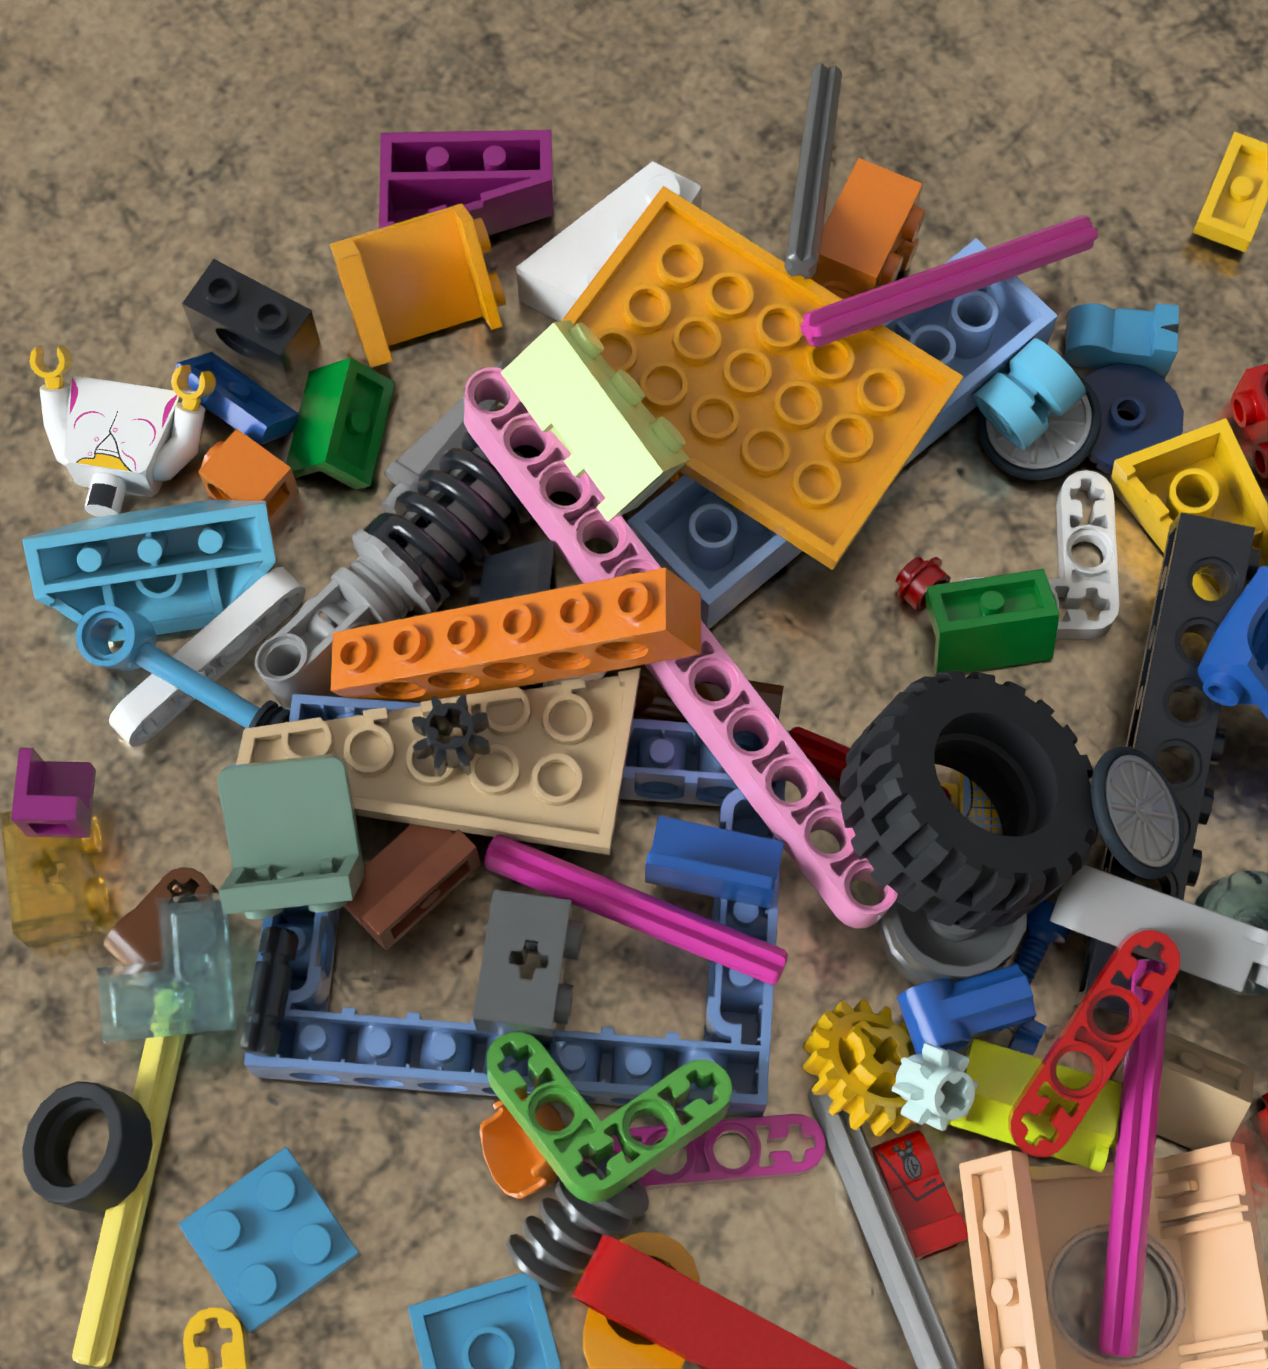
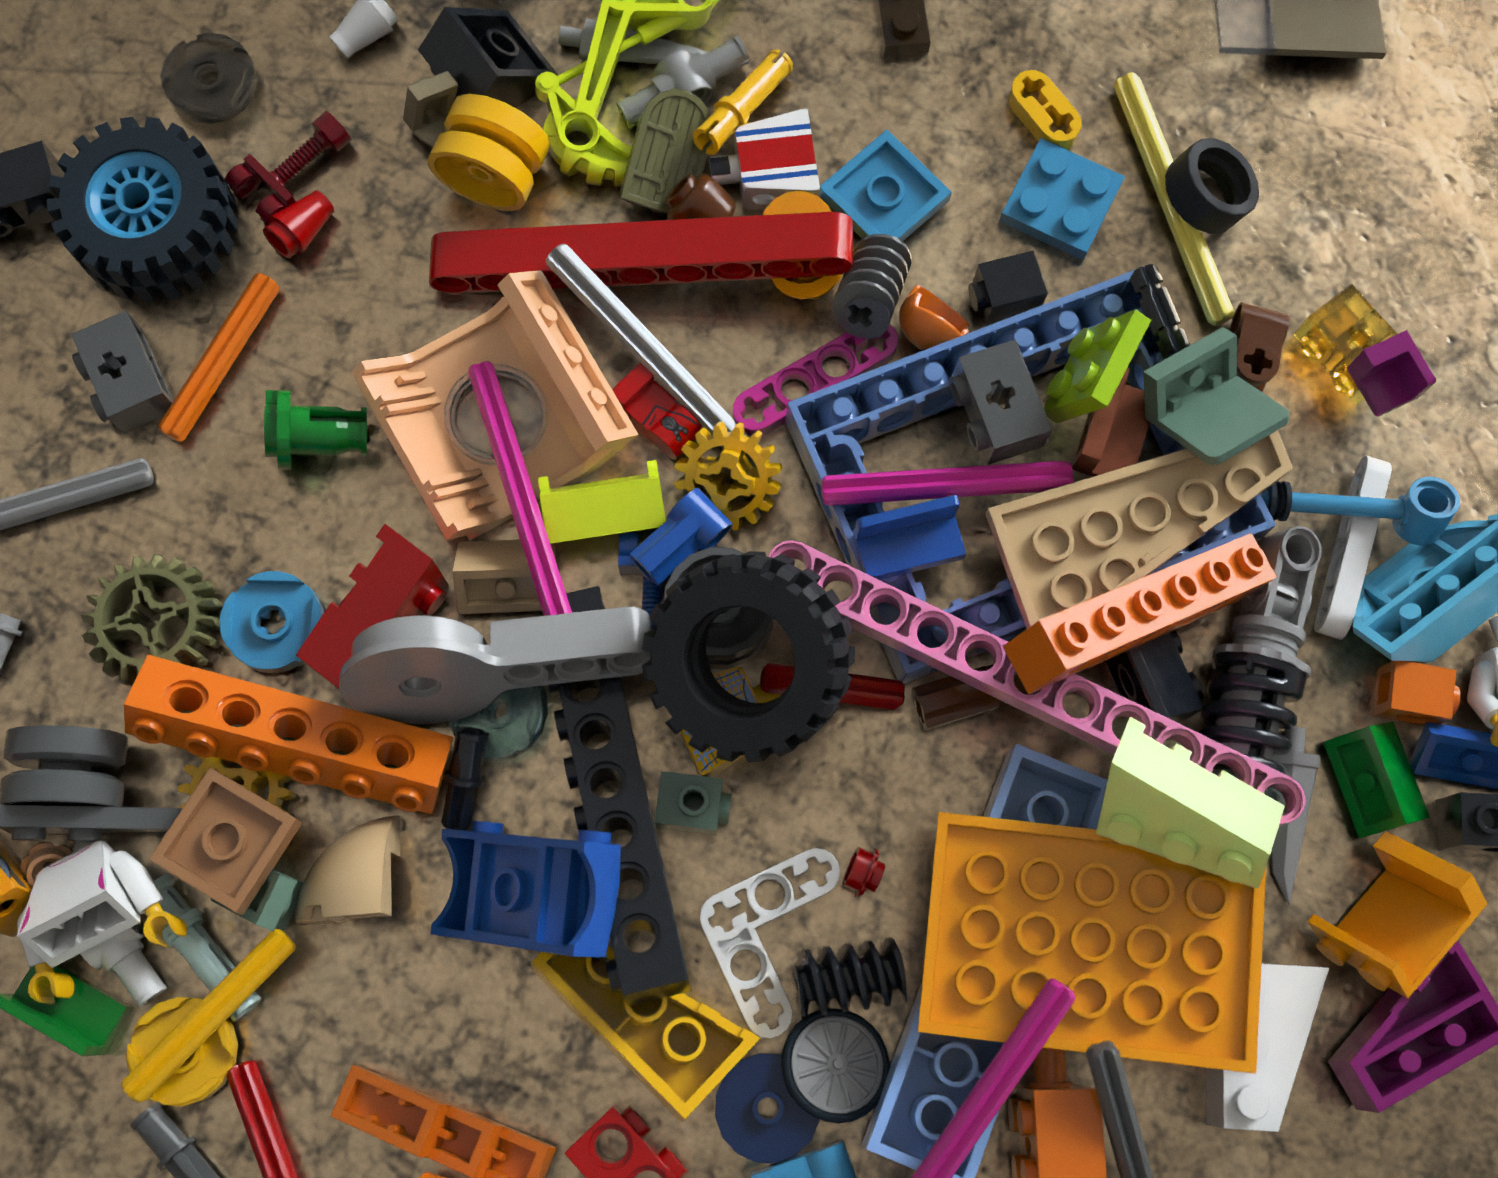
camera: 150 degrees right, 5 degrees up
(186, 989) = (1225, 292): clear light blue brick -> none
(400, 937) = (1095, 366): none -> lime plate
(411, 1144) = (1007, 287): none -> black brick
(460, 749) = (1154, 510): black gear -> none
(589, 1134) = (899, 316): bright green beam -> none
(935, 1086) = (678, 462): light aqua gear -> none
(991, 486) = (850, 976): none -> black piece
(993, 621) = (797, 860): green panel -> none
(1035, 388) = (858, 1061): medium azure wheel -> none
(1089, 717) = (691, 803): none -> sand green brick
(1103, 1048) = (575, 536): red beam -> none
(1137, 812) = (620, 712): light grey wheel -> none

